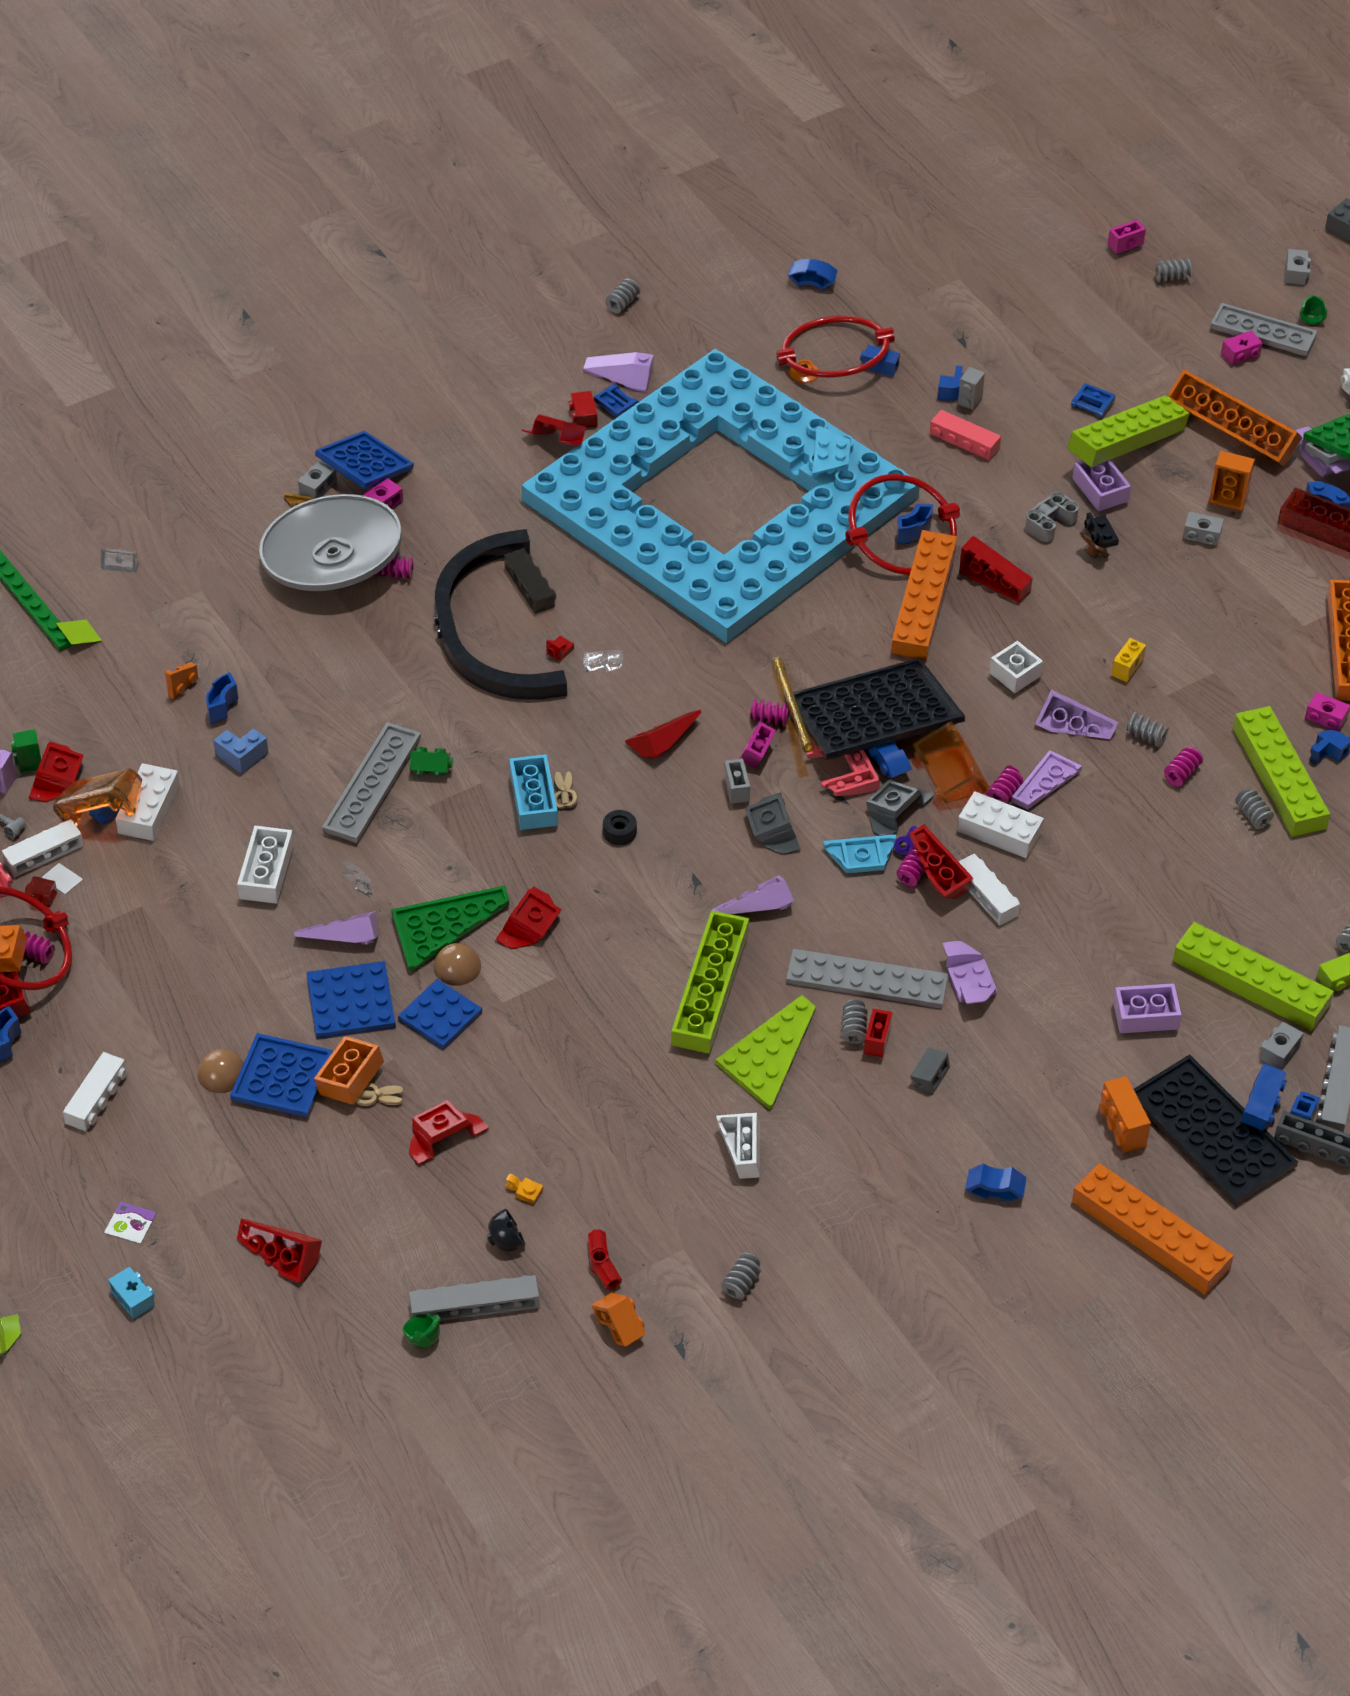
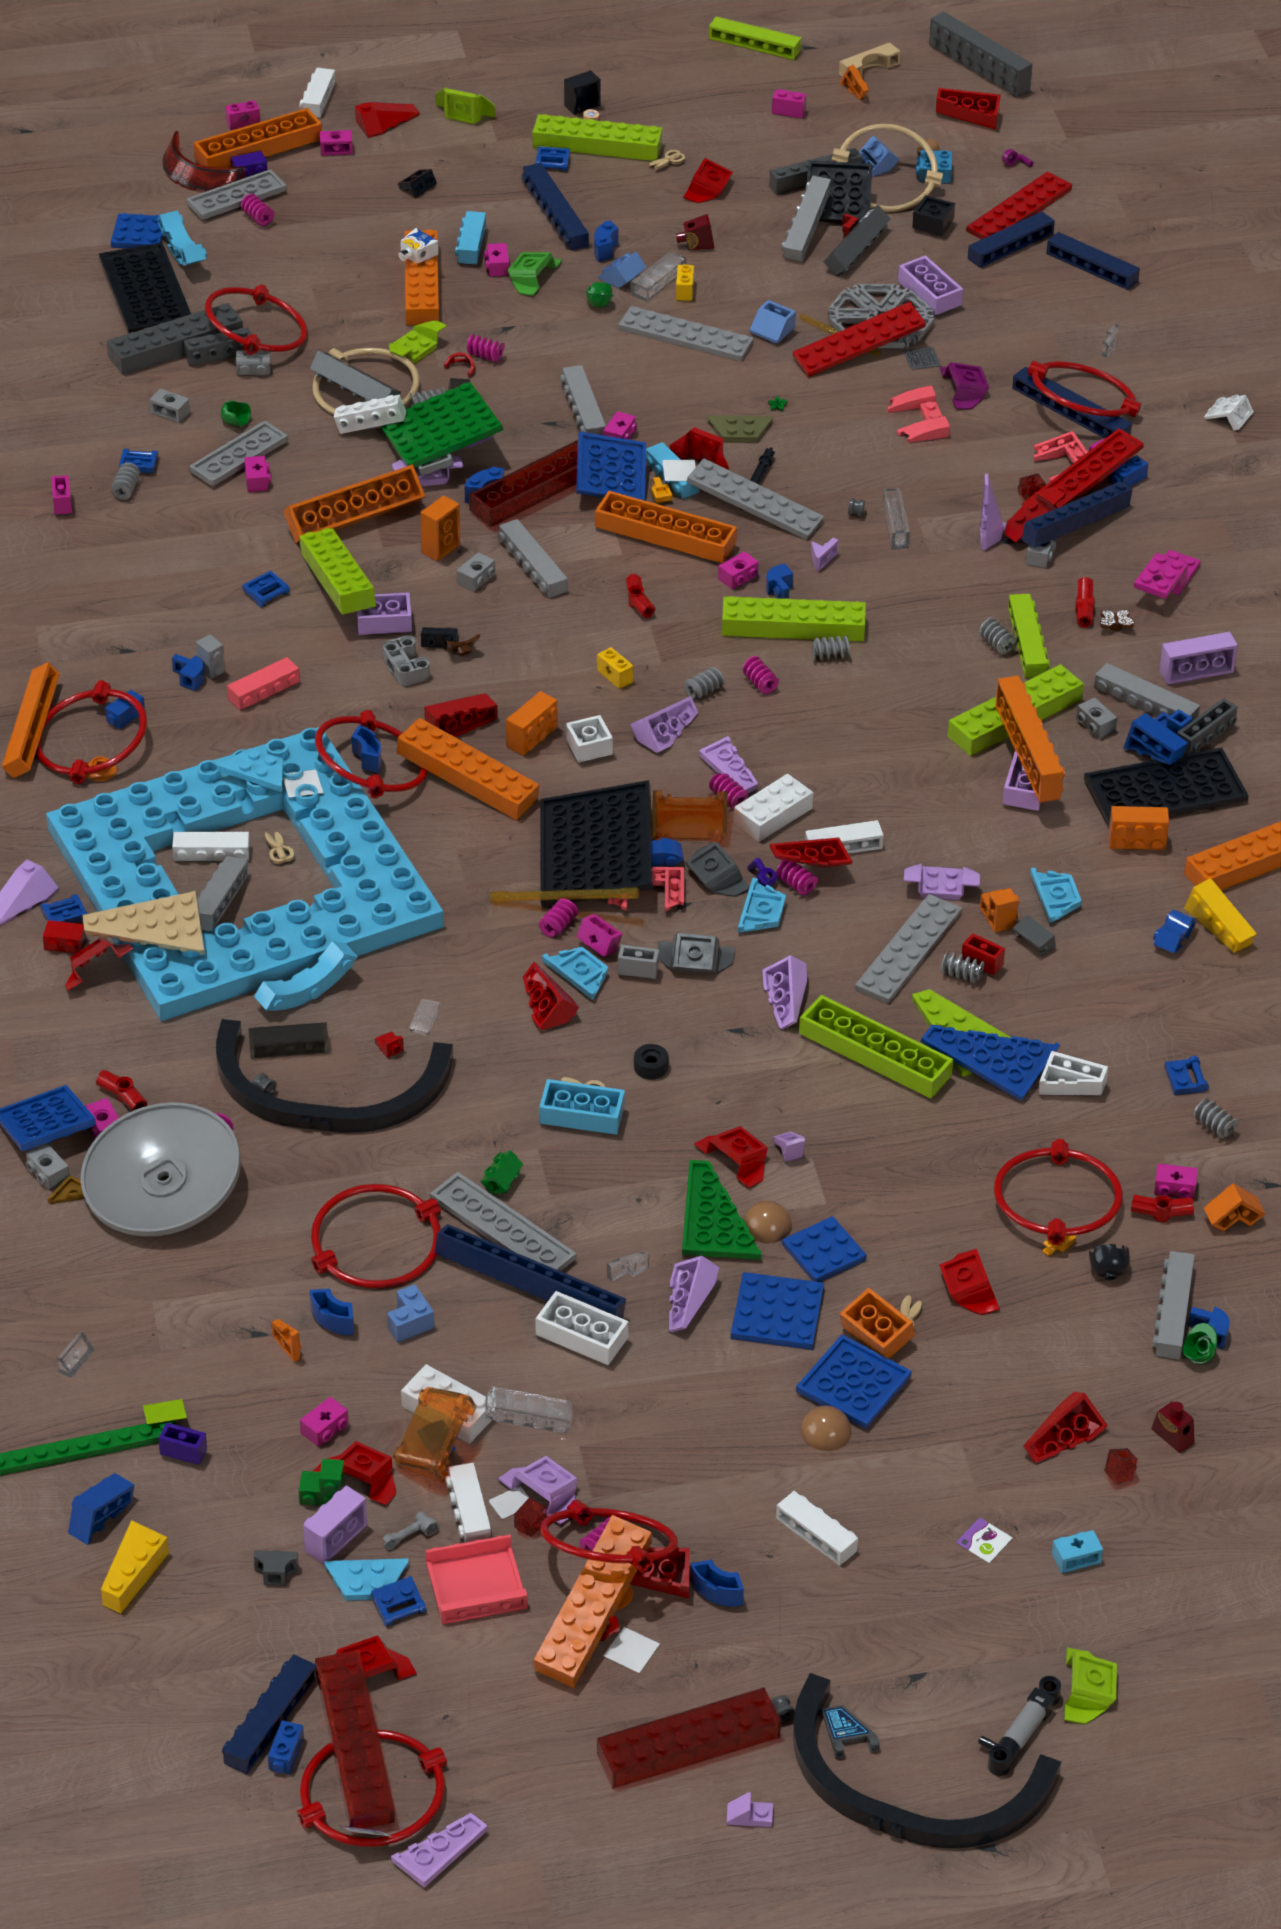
camera: 70 degrees left, 5 degrees down
(41, 650) = (182, 1443): none -> dark purple brick
(80, 891) = (547, 1480): none -> lavender piece
(101, 730) = (324, 1421): none -> dark pink brick
(150, 852) = (528, 1410): none -> clear brick
(244, 1300) = (1121, 1465): none -> clear red brick
(285, 679) = (327, 1260): none -> red piece
(309, 1333) = (1175, 1426): none -> dark red torso
(312, 814) = (521, 1271): none -> dark blue brick
(423, 500) = (123, 1088): none -> red piece
(460, 1340) = (1217, 1319): none -> blue brick
(468, 581) = (264, 1084): none -> dark grey wheel
(522, 1176) = (1056, 1228): none -> red piece
(554, 950) = (791, 1145): none -> lavender slope
(599, 571) = (309, 982): none -> medium azure brick
(601, 446) = (164, 922): none -> tan wing
(641, 1263) = (1175, 1181): none -> dark pink brick
(674, 480) = (221, 890): none -> light grey brick
(712, 747) = (579, 969): none -> medium azure wing
(736, 1074) = (1004, 1062): none -> blue wing
(740, 464) = (210, 846): none -> white brick
(767, 506) = (278, 848): none -> tan piece
(795, 1236) = (1180, 1079): none -> blue plate
(830, 307) = (30, 720): none -> orange brick
(840, 493) = (308, 777): none -> white sticker
(949, 1030) = (1000, 909): none -> orange brick
(1002, 1074) = (1056, 893): none -> medium azure wing
(1010, 620) = (532, 723): none -> orange brick
(1033, 1214) = (1219, 916): none -> yellow wedge
(1181, 981) = (1029, 739): none -> orange brick
(1206, 272) = (143, 460): none -> blue plate
(1241, 648) = (637, 598): none -> red piece
(1247, 562) = (533, 558): none -> light grey brick

